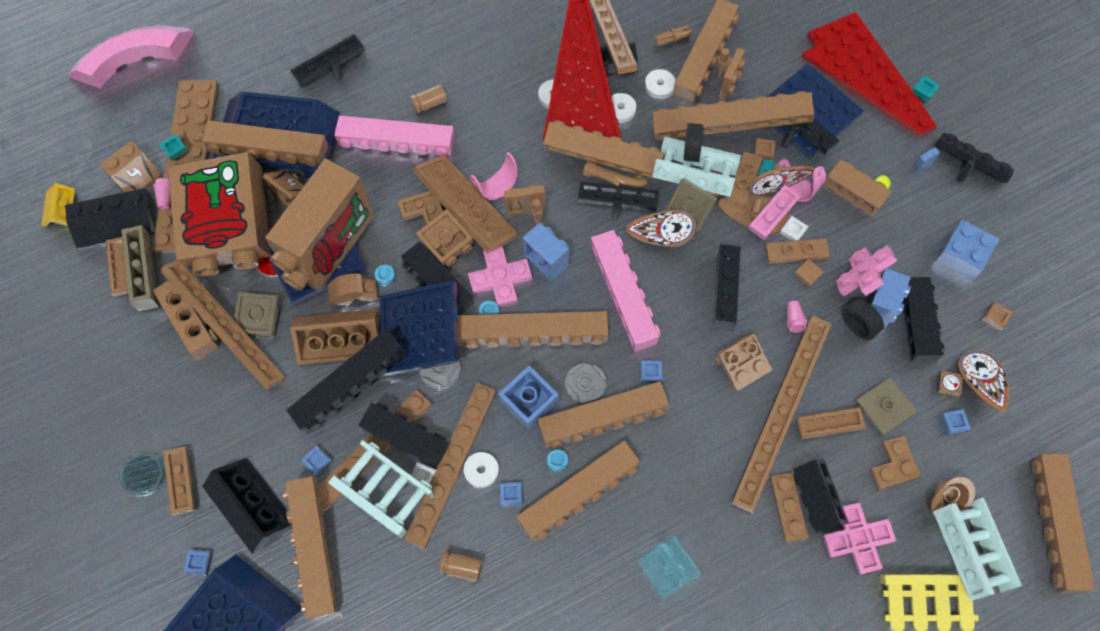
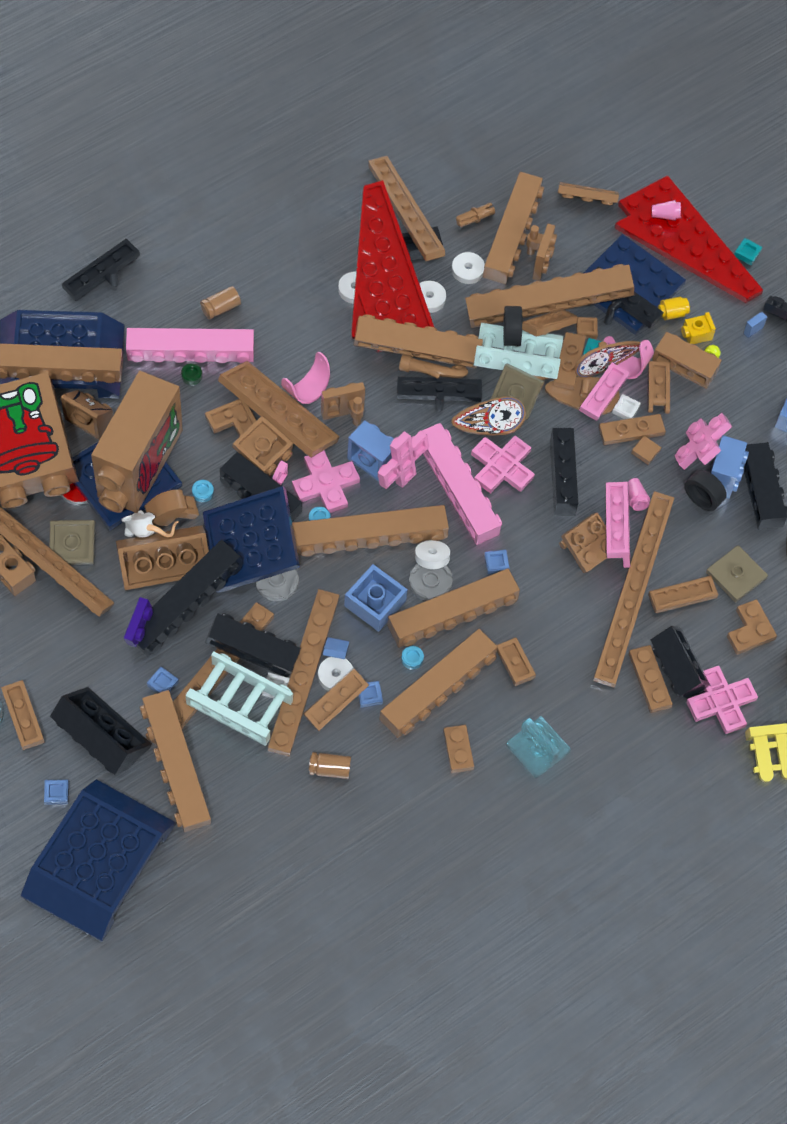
camera: 15 degrees left, 5 degrees down
(293, 408) = (135, 630): none -> dark purple plate
(318, 305) = (141, 525): none -> white animal
(393, 162) = (191, 374): none -> dark green tile
(458, 265) = (281, 472): none -> bright pink tile
(475, 498) = (335, 699): none -> medium nougat plate
(484, 444) = (336, 648): none -> medium blue tile
(572, 258) = (404, 453): none -> bright pink plate
(589, 358) = (432, 554): none -> white piece
(589, 561) = (458, 749): none -> medium nougat plate
(657, 476) = (515, 662): none -> medium nougat plate
(669, 275) = (502, 464): none -> bright pink plate
(728, 141) = (549, 322): none -> medium nougat plate
(773, 344) = (618, 521): none -> bright pink fence
(780, 23) = (588, 193): none -> medium nougat plate
(827, 211) = (659, 385): none -> medium nougat hinge
(850, 136) = (674, 308): none -> yellow brick
(852, 44) = (667, 210): none -> bright pink cone
(871, 159) = (698, 329): none -> yellow brick

